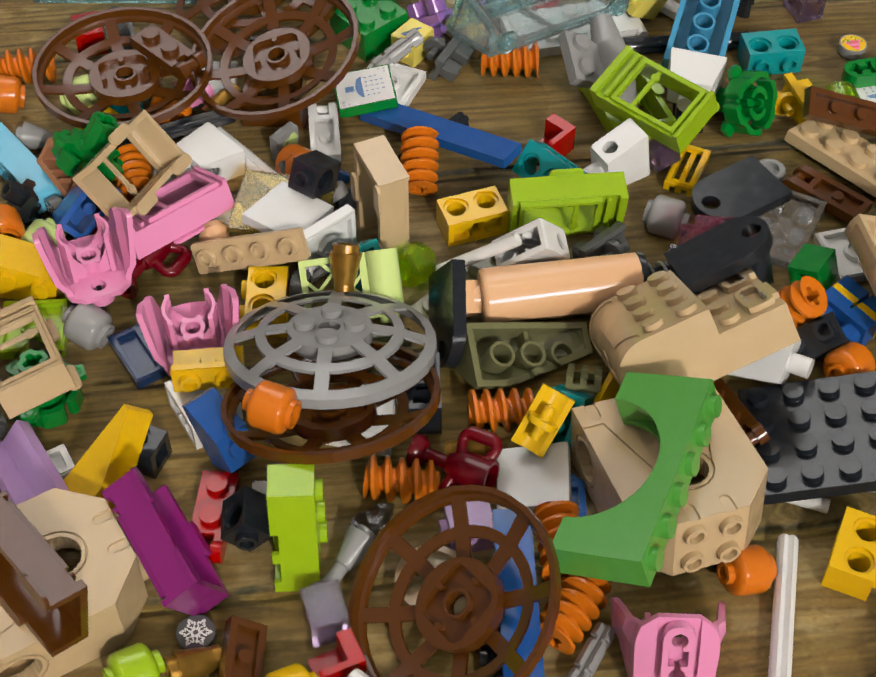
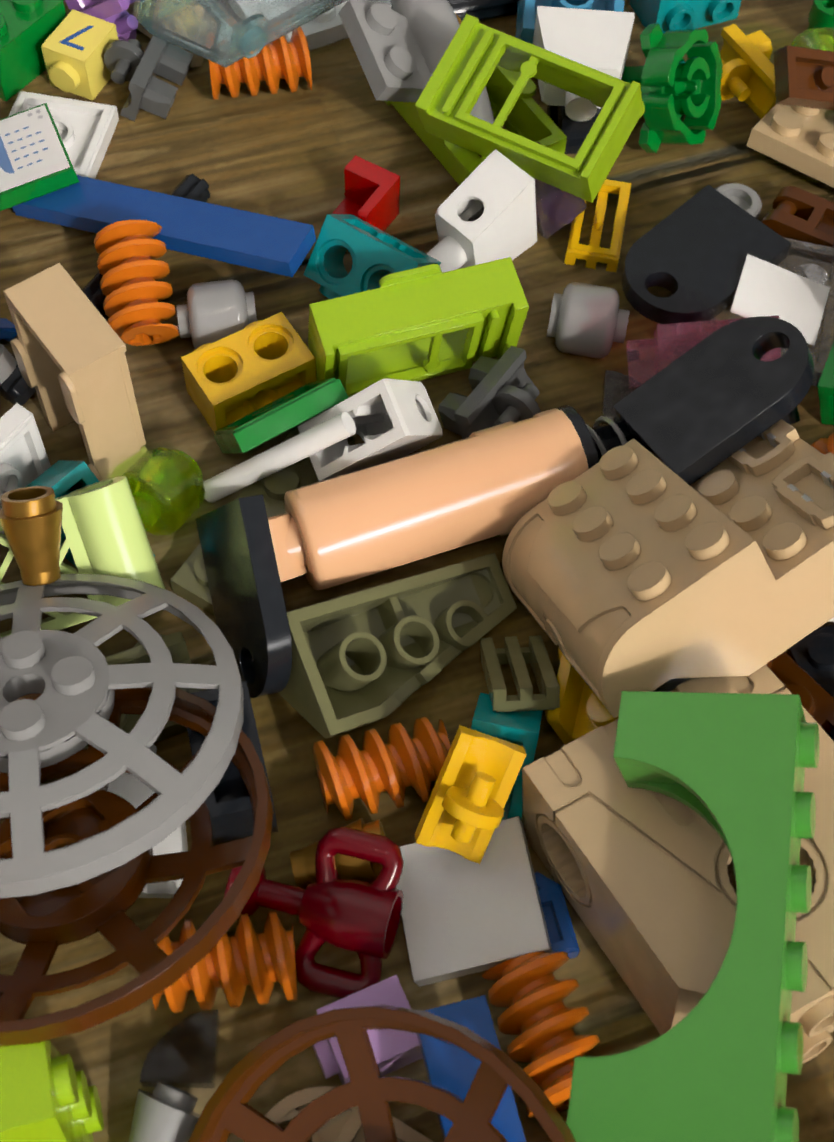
camera: 15 degrees left, 10 degrees up
(399, 48) = (60, 72): light grey axle -> none
(459, 180) = (215, 311): none -> light grey head
(481, 235) = (280, 415): none -> green tile
(782, 220) = (776, 291): none -> white sticker

